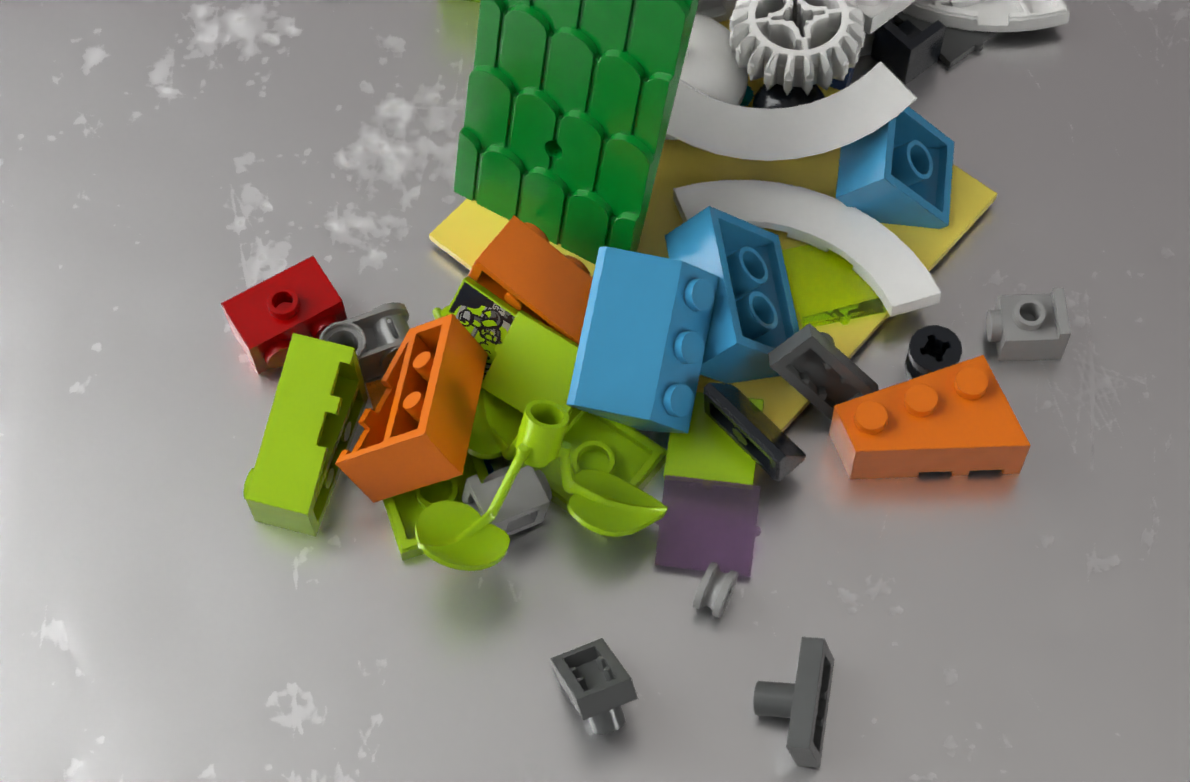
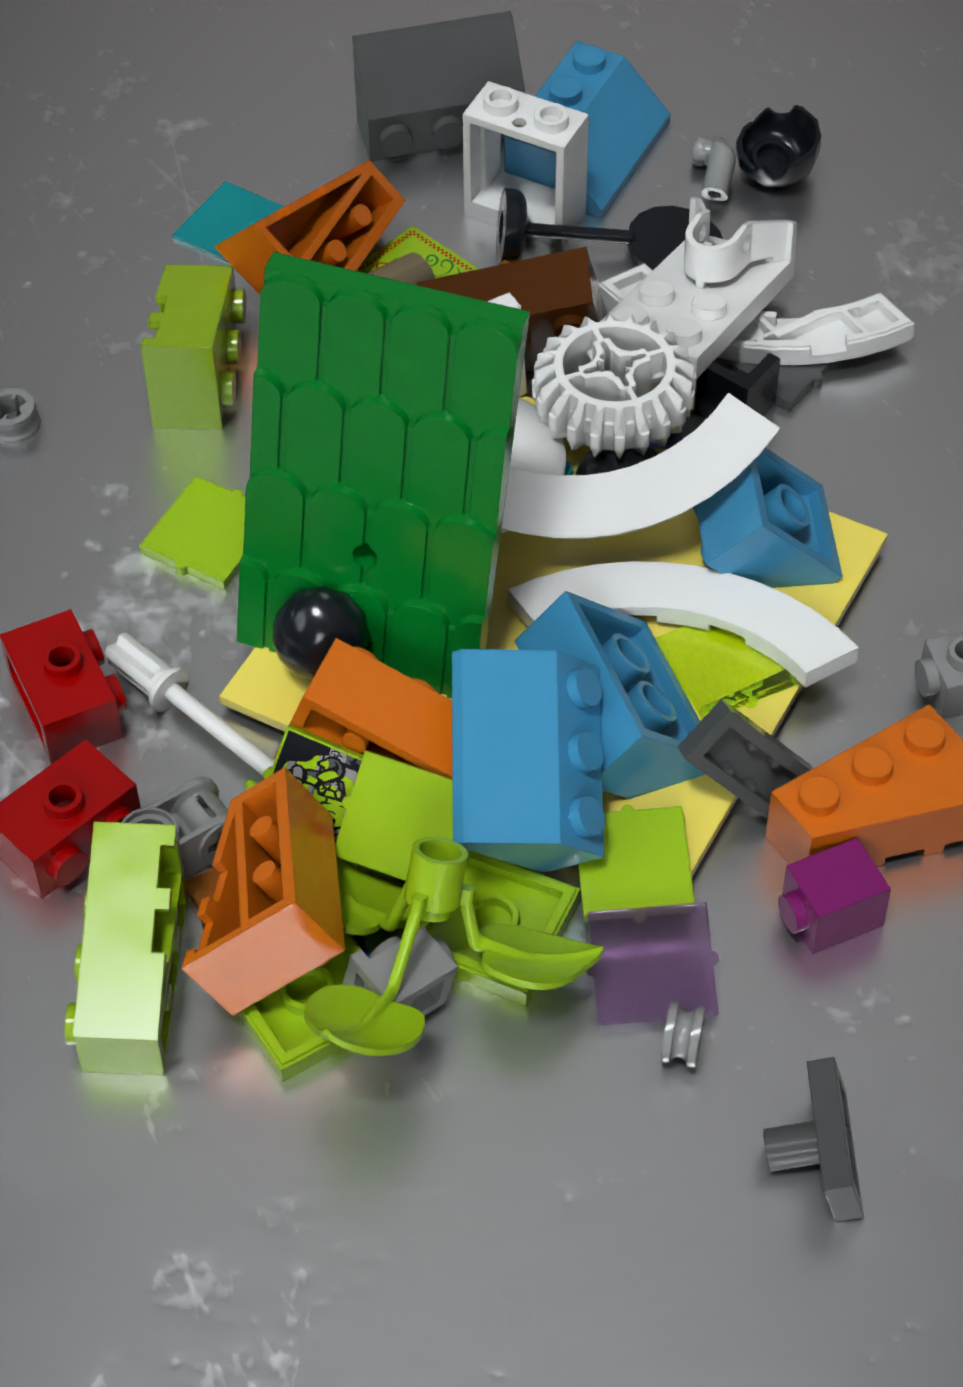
camera: 15 degrees left, 10 degrees down
(310, 203) = (63, 683): none -> red brick
(391, 220) = (168, 688): none -> white piece
(442, 91) = (201, 533): none -> lime piece
(511, 192) = (311, 623): none -> black hair
(595, 684) = (570, 1167): dark grey tile -> none
(752, 430) = (678, 842): black slope -> none
(865, 498) = (834, 896): none -> magenta brick
(935, 339) = (857, 713): black wheel -> none

